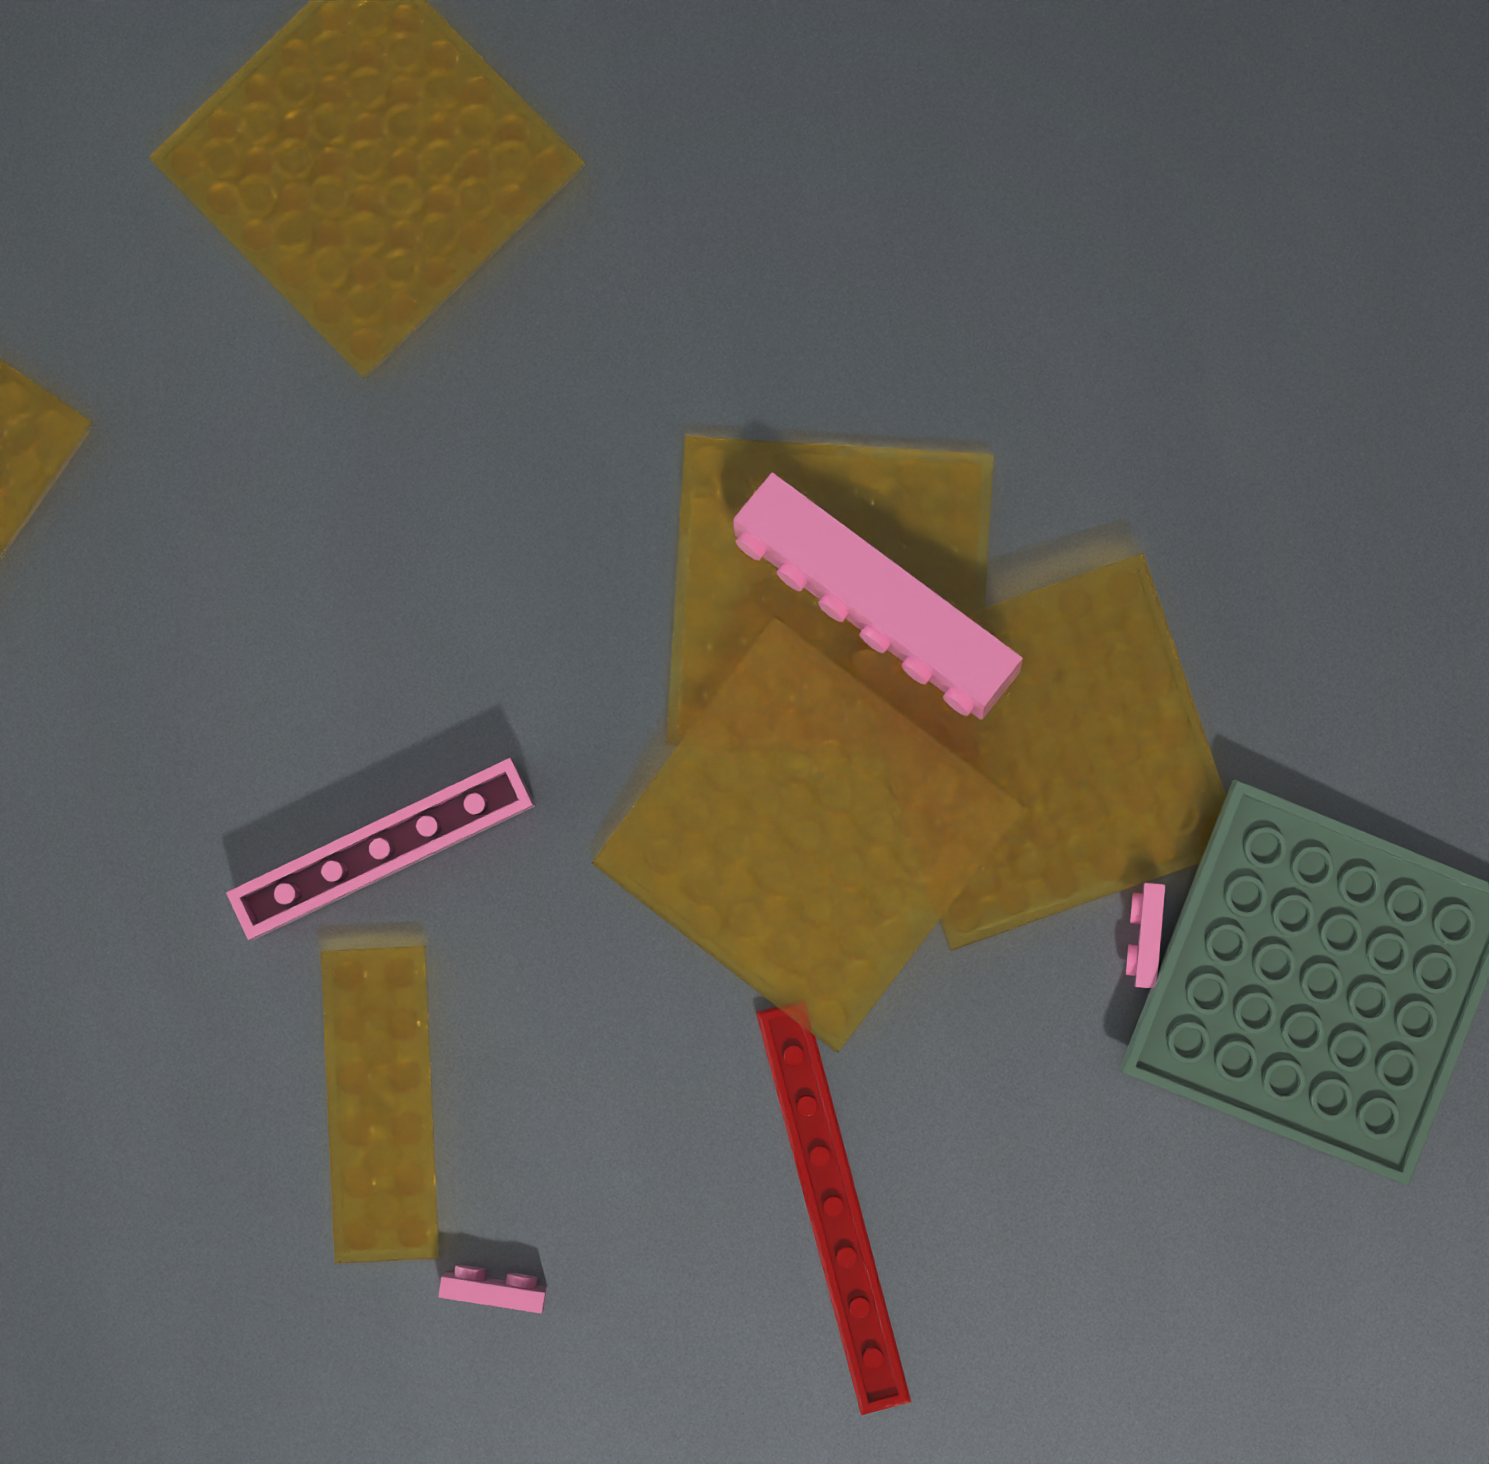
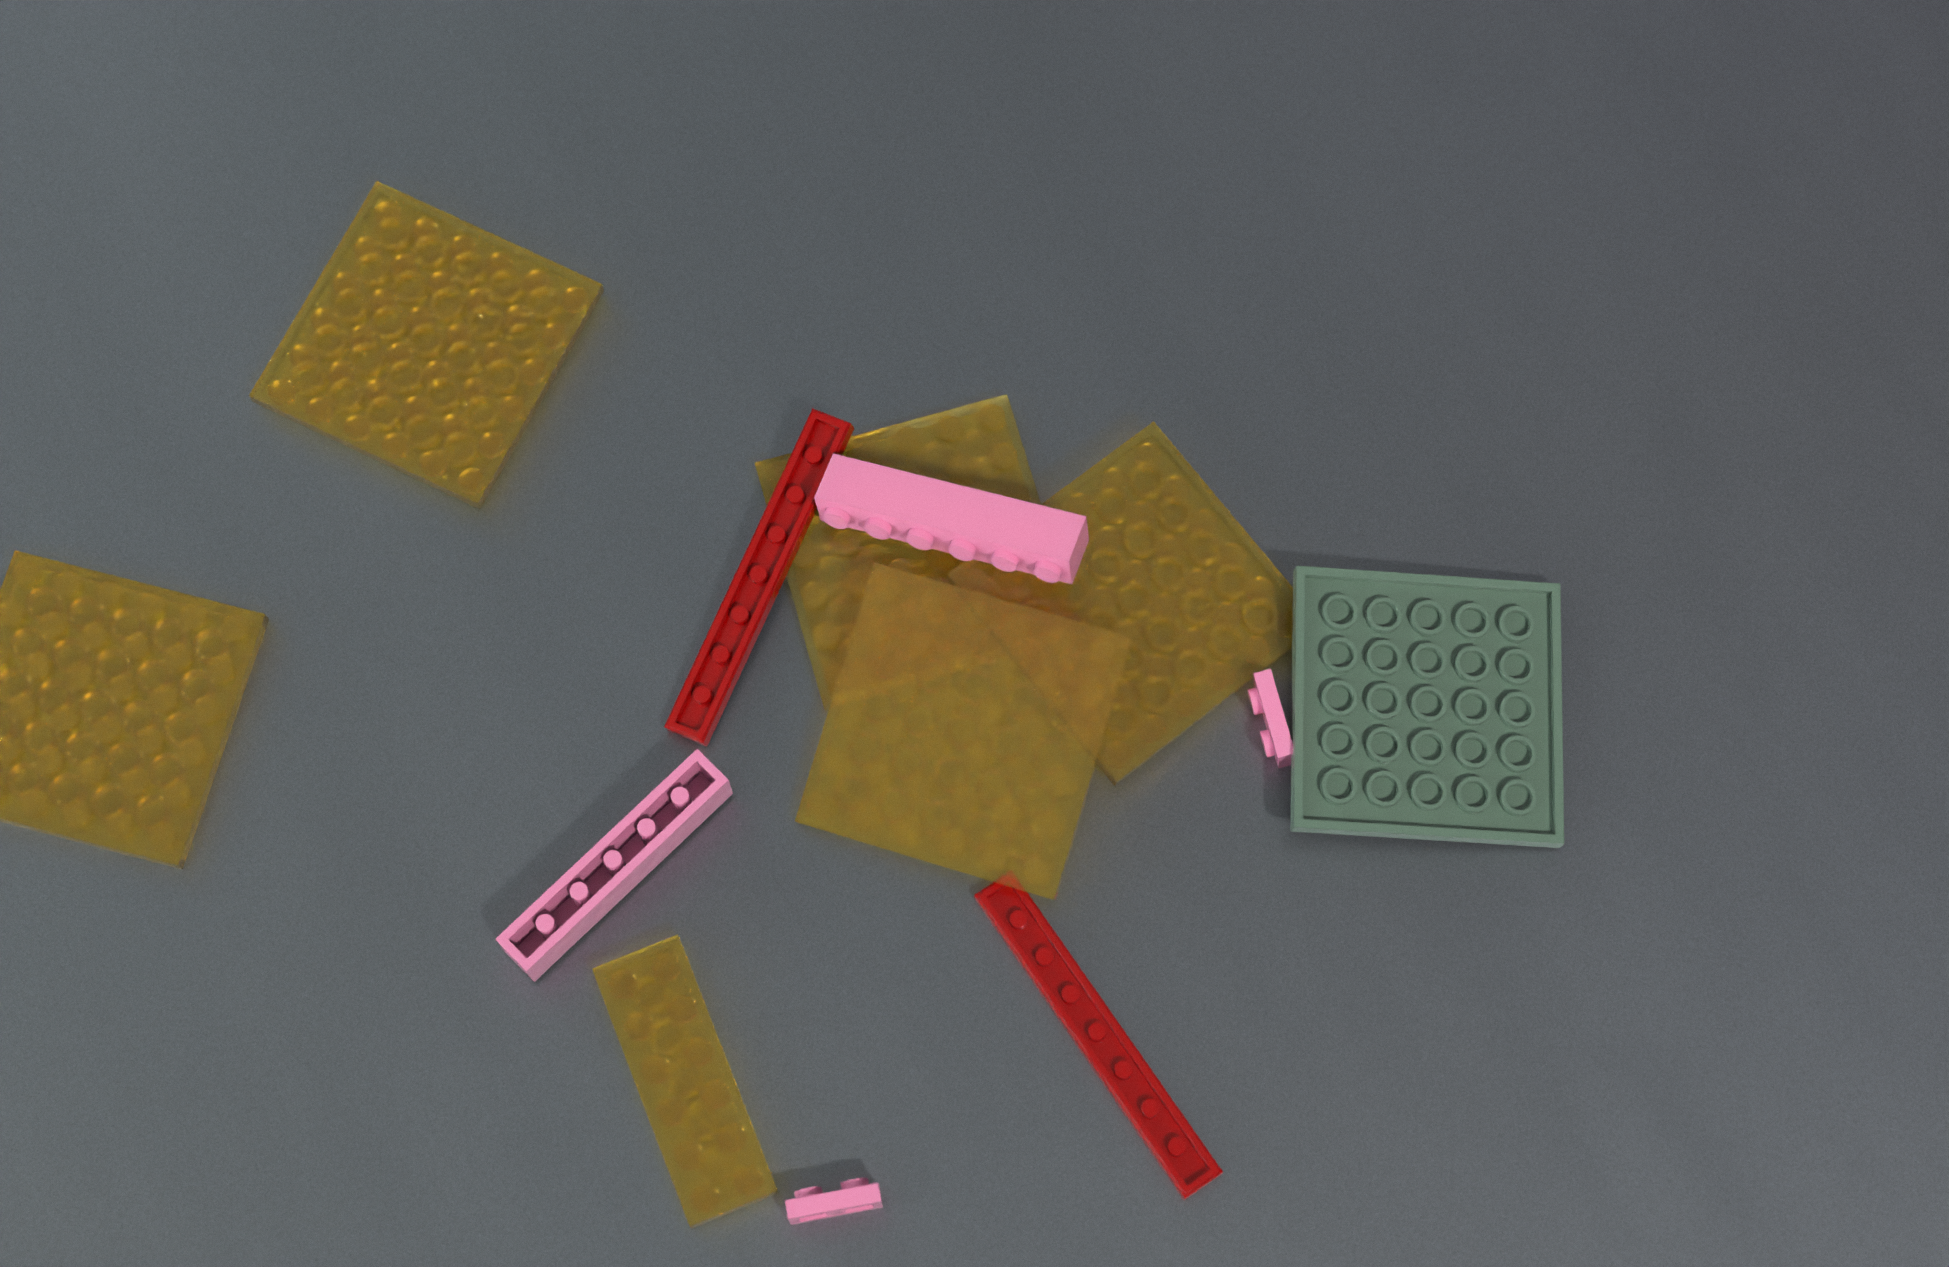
camera: 20 degrees left, 15 degrees down
(645, 574) = (757, 580): none -> red tile

